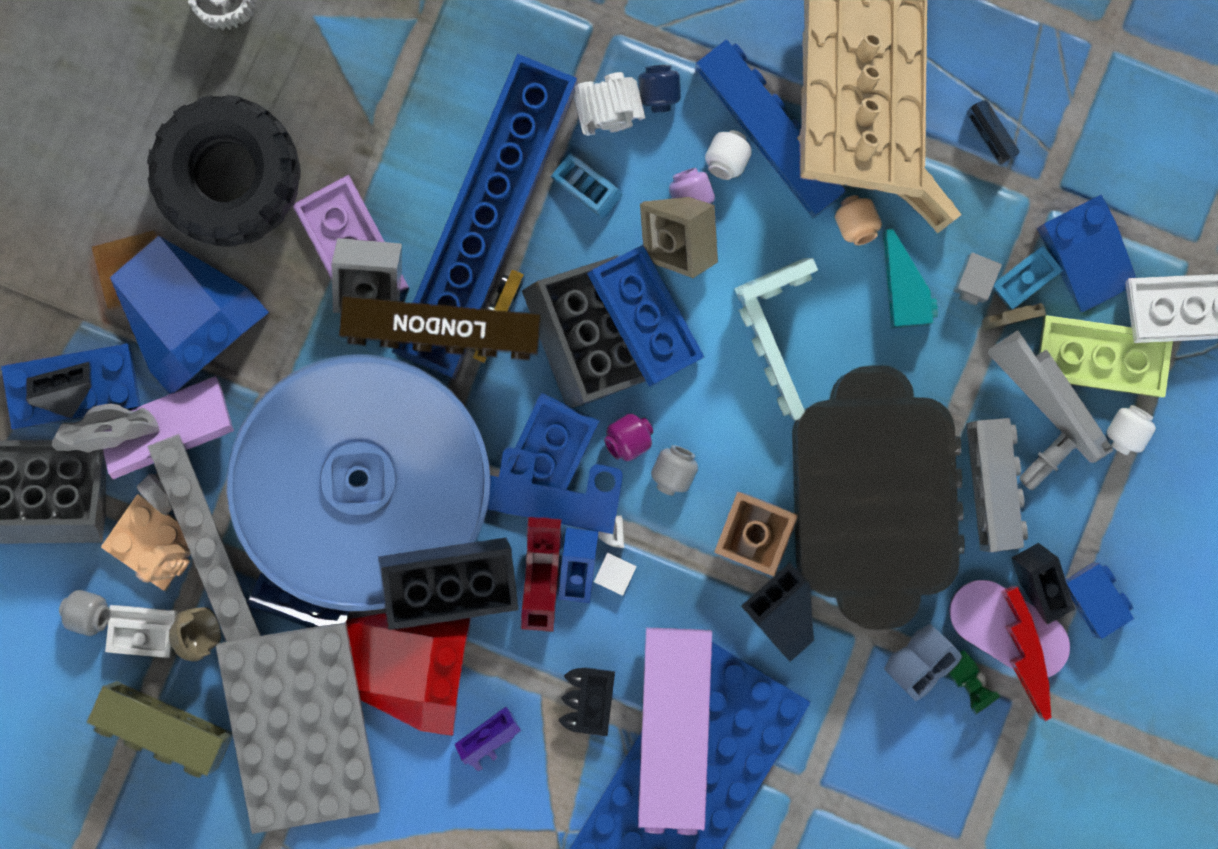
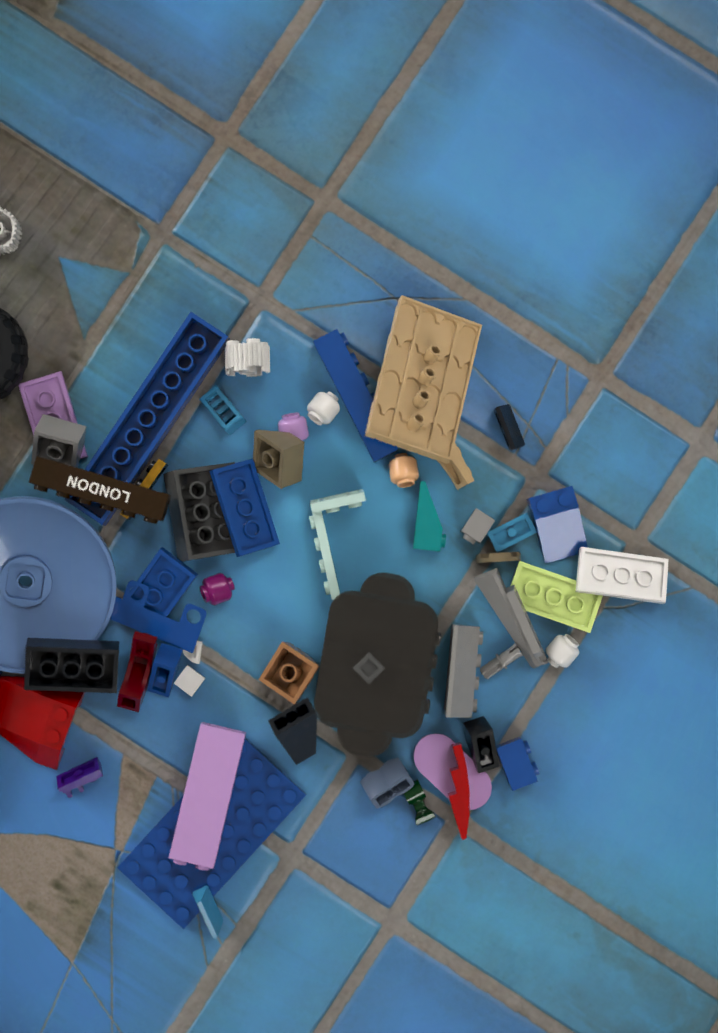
camera: 10 degrees right, 0 degrees up
(591, 701) = (155, 765): black plate -> none
(659, 87) = (285, 353): dark blue head -> none
(674, 470) = (243, 617): light grey head -> none
(869, 503) = (368, 667): none -> dark grey tile

